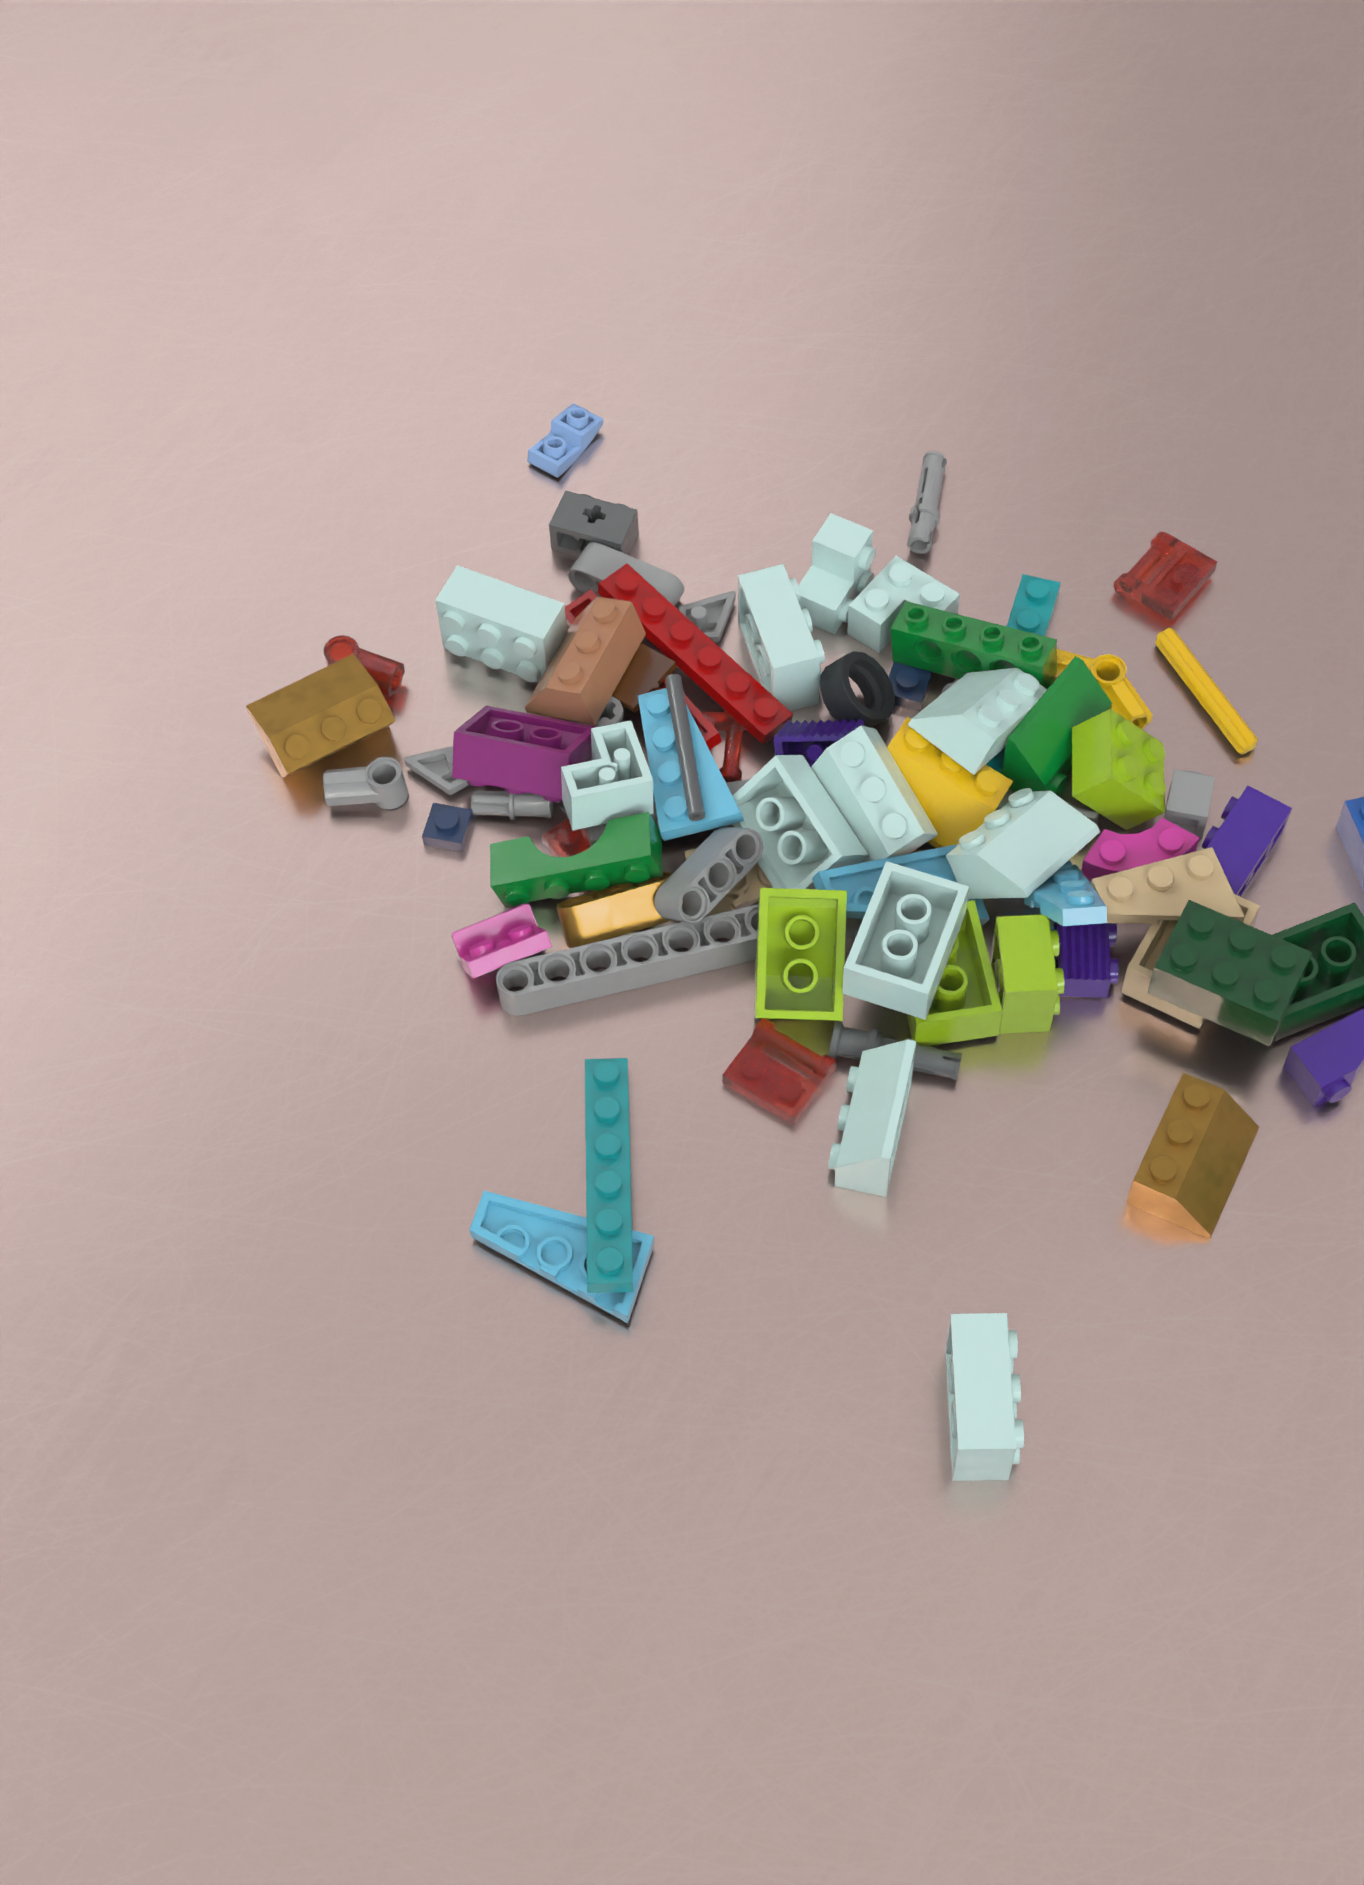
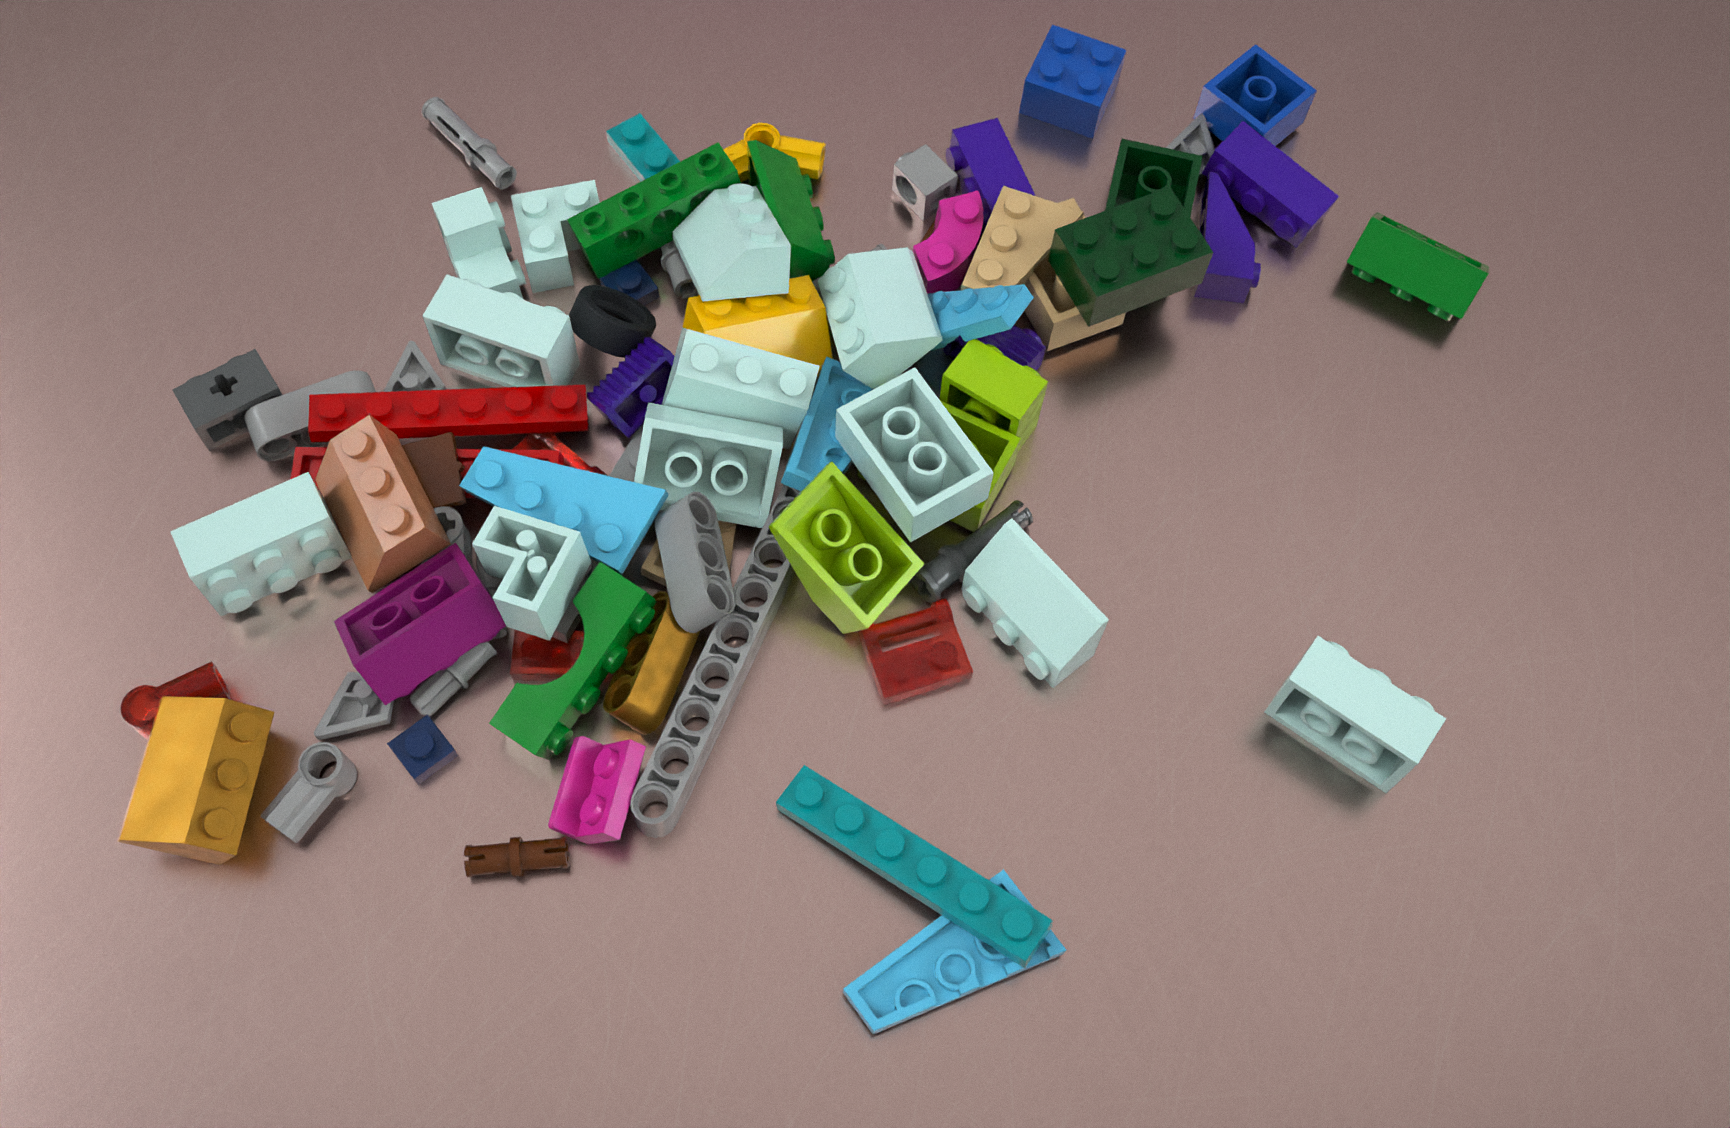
camera: 60 degrees left, 5 degrees up
(419, 934) = (516, 856): none -> reddish brown pin
(567, 440) = (108, 355): light blue slope -> none
(685, 747) = (558, 484): dark grey piece -> none
(1118, 769) = (863, 197): lime brick -> none
(1173, 583) = (714, 39): clear red plate -> none
(1194, 1157) = (1230, 411): pearl gold slope -> none
(1206, 691) = (829, 98): yellow axle -> none

